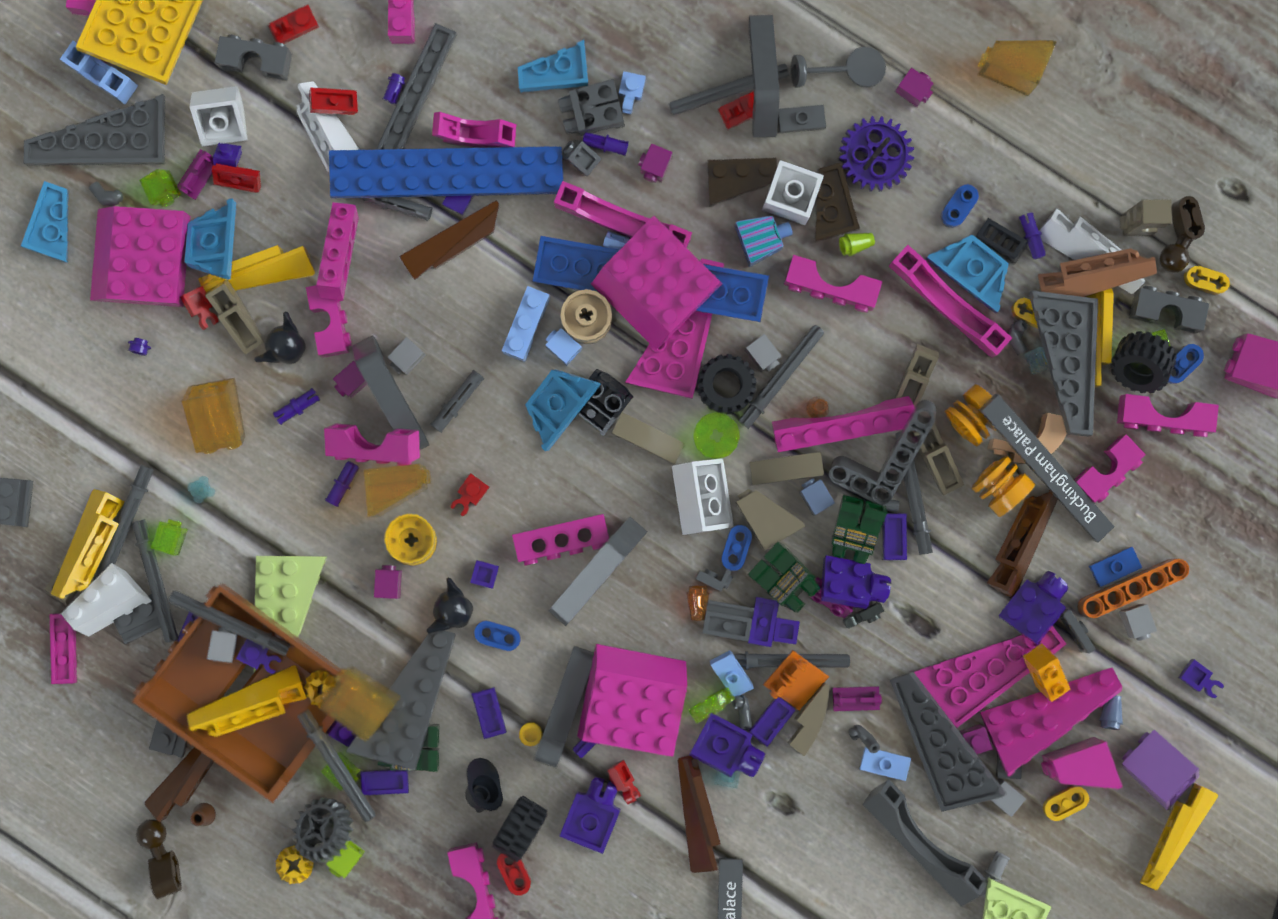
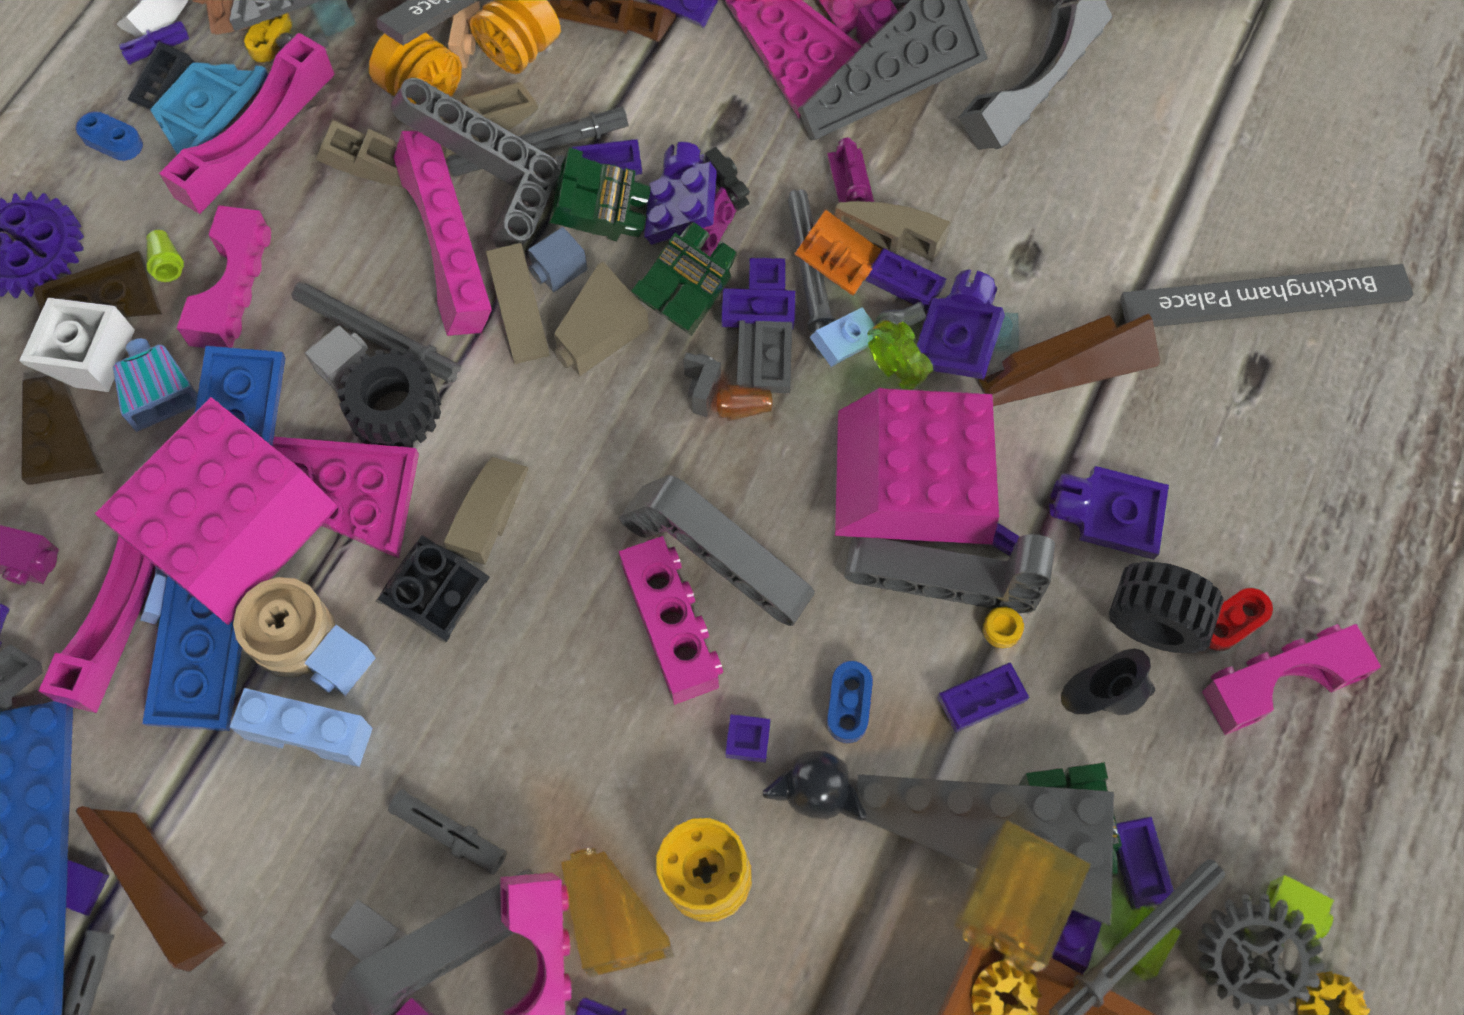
camera: 95 degrees left, 20 degrees down
(387, 582) = (788, 907): magenta brick -> none
(471, 491) = (607, 784): red plate -> none
(558, 403) = (438, 652): dark azure wing -> none
(622, 779) = (1041, 475): red plate -> none
(702, 496) = (575, 417): white slope -> none
(705, 428) = (479, 429): clear neon green plate -> none
(735, 547) = (651, 357): blue plate -> none
(811, 408) = (418, 272): clear orange cone -> none
(868, 739) = (899, 168): dark grey arm -> none
(885, 764) = (936, 134): light blue plate -> none

